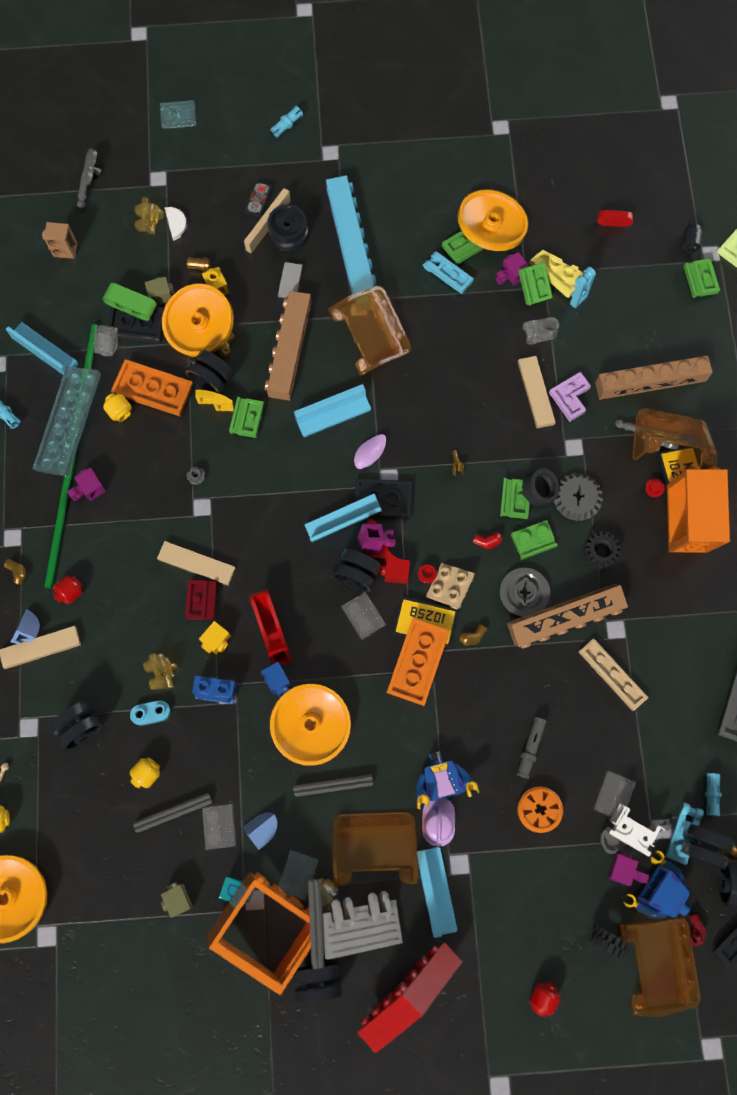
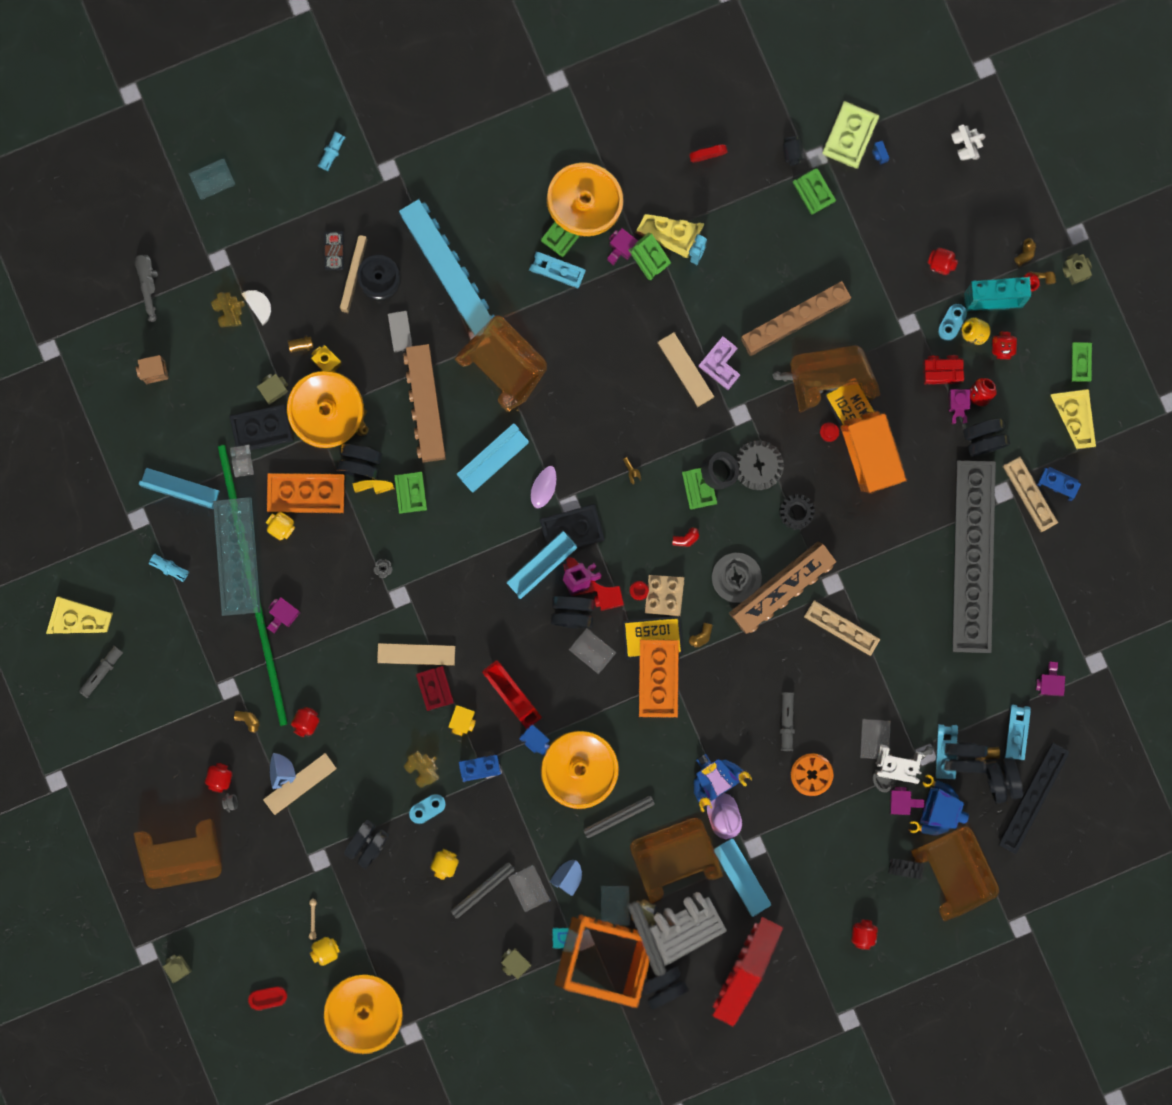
camera: 20 degrees left, 10 degrees up
(129, 301) = (249, 412): bright green beam -> none
(534, 540) = (729, 523): bright green plate -> none
(537, 330) = (669, 304): clear piece -> none
(699, 930) = (982, 832): dark red arm -> none
(713, 794) = (962, 708): medium azure pin -> none

